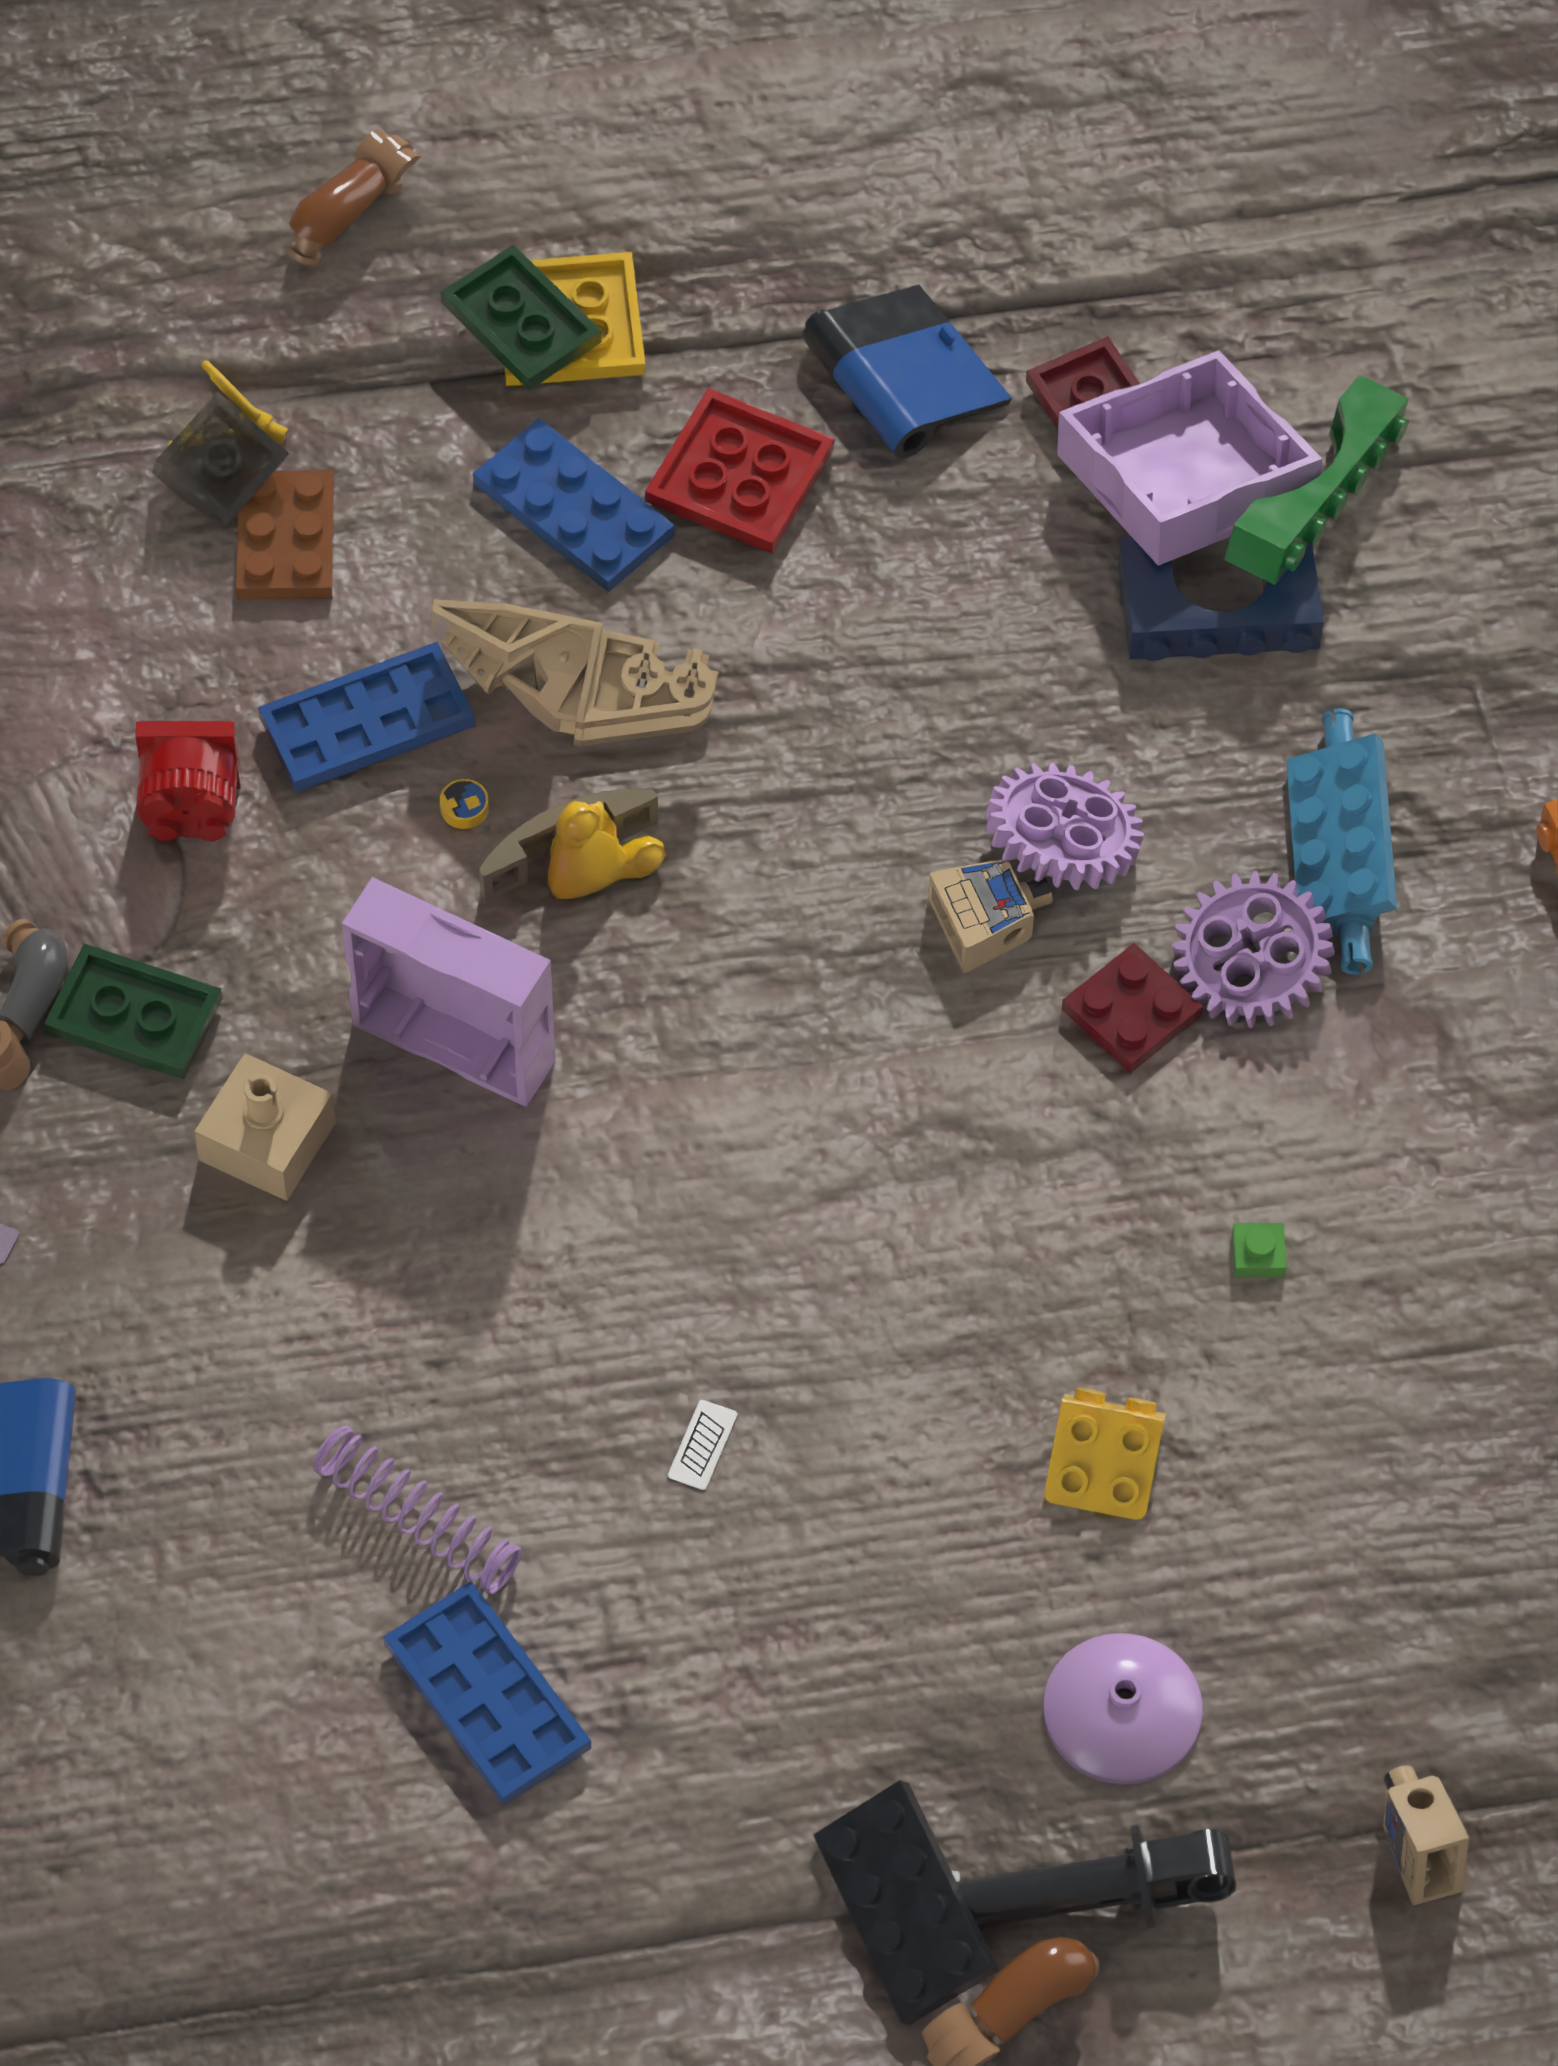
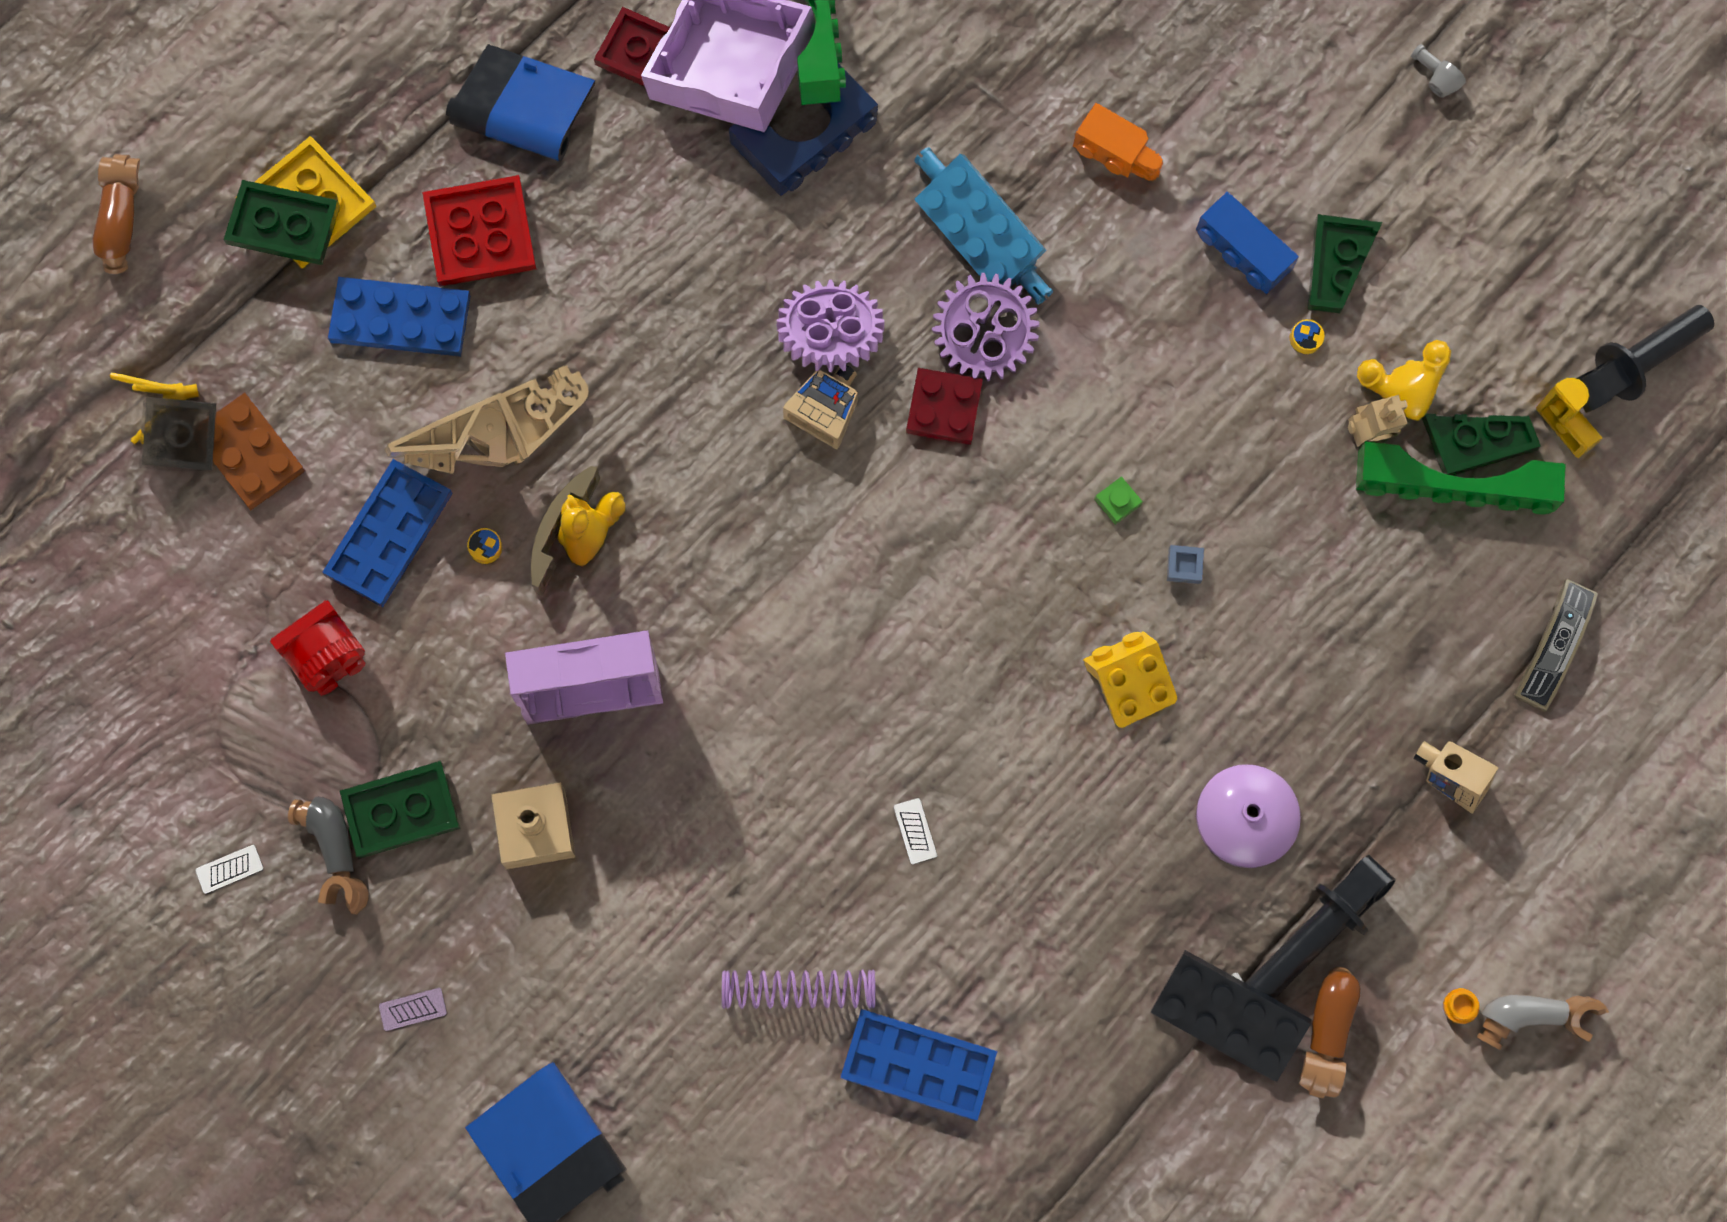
camera: 40 degrees left, 15 degrees up
(1280, 1372) = (1185, 564): none -> sand blue plate

